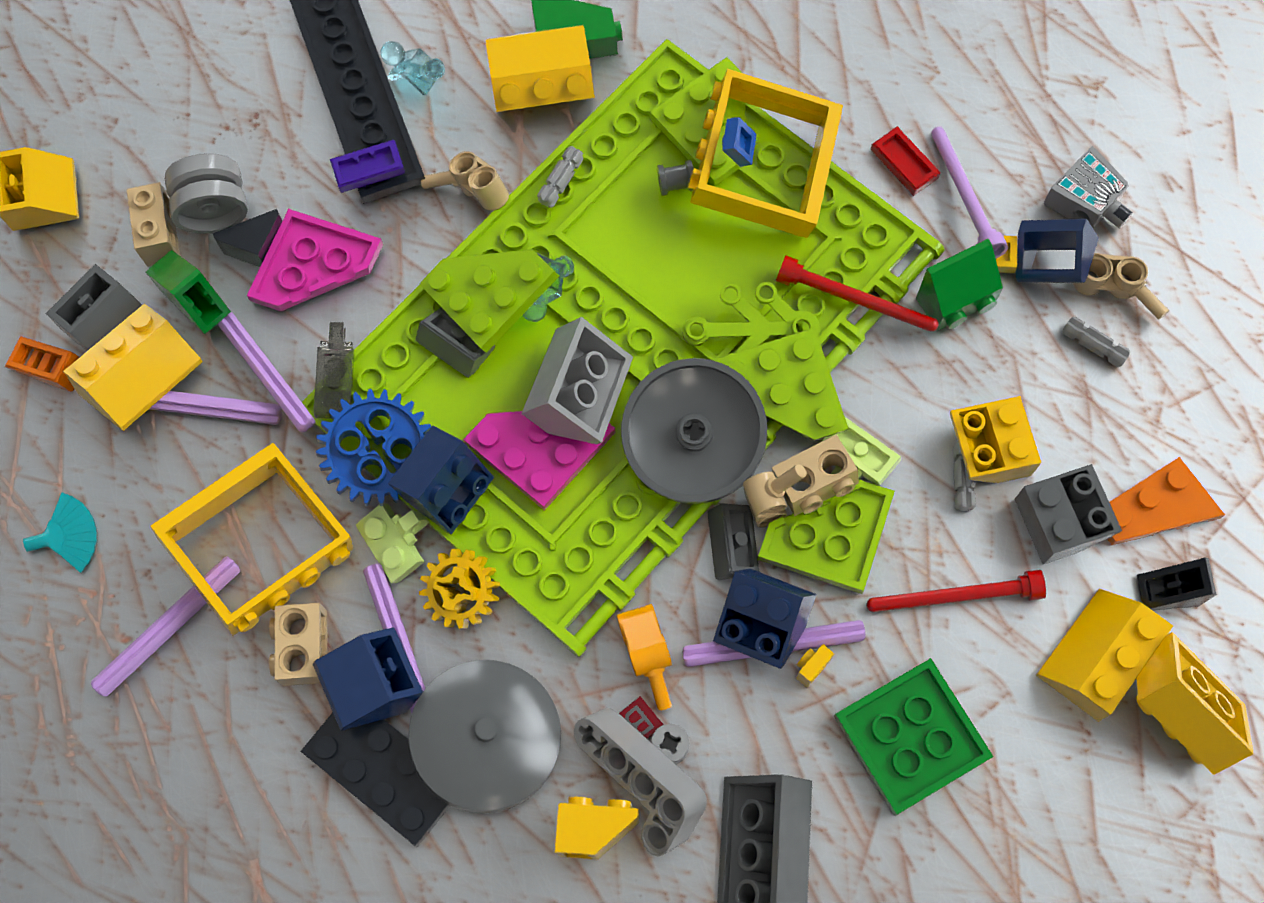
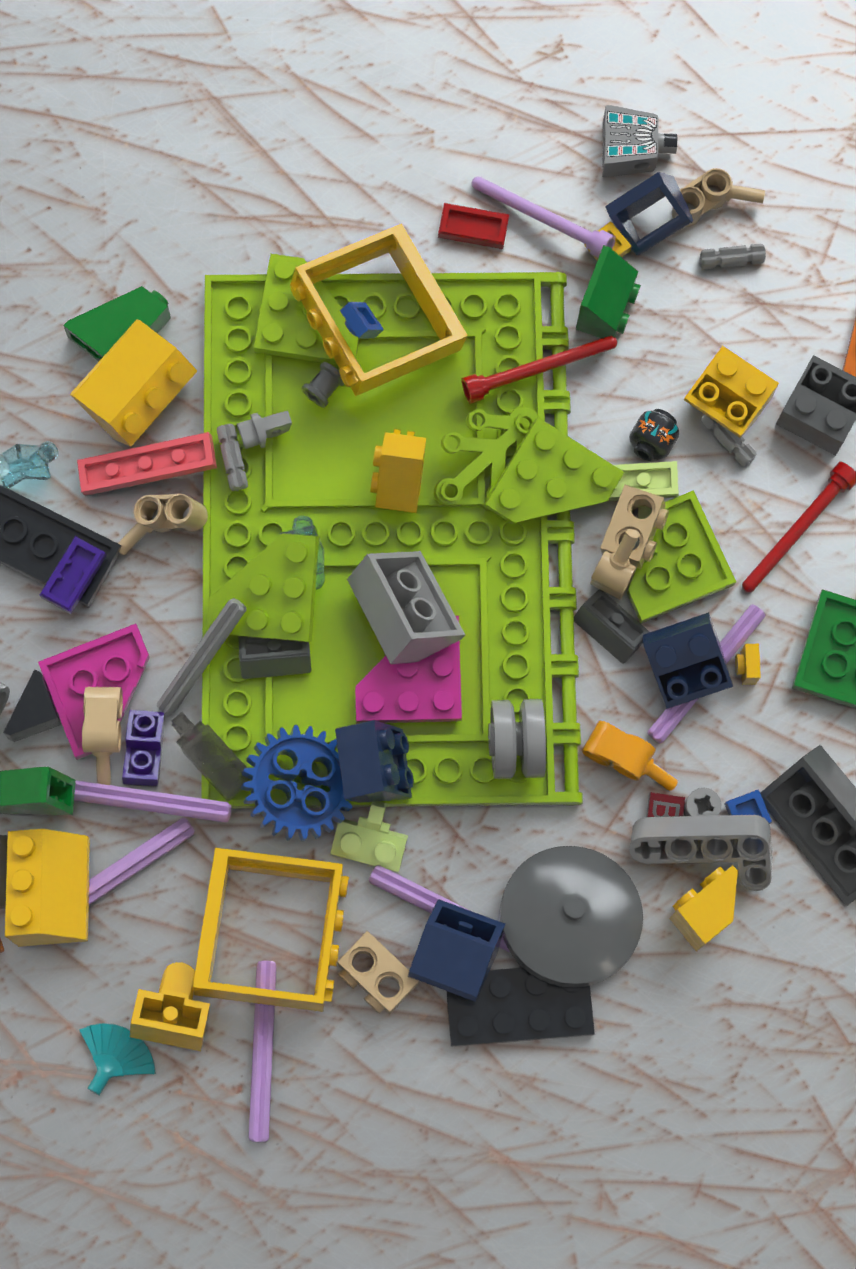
camera: 50 degrees left, 5 degrees up
(125, 535) = (171, 1014): none -> yellow brick
(275, 287) = (100, 727): none -> tan beam
(302, 334) = (143, 748): none -> dark purple slope
(398, 296) = (201, 656): none -> light grey axle
(454, 602) = (439, 837): yellow gear -> none
(497, 134) = (146, 464): none -> coral plate
(564, 555) = (519, 738): none -> light grey wheel
(597, 171) = (258, 429): none -> light grey piece
(668, 280) = (400, 471): none -> yellow brick
(694, 430) = (521, 568): dark grey dish -> none
(708, 778) = (748, 804): none -> blue plate
(902, 423) = (654, 435): none -> black head

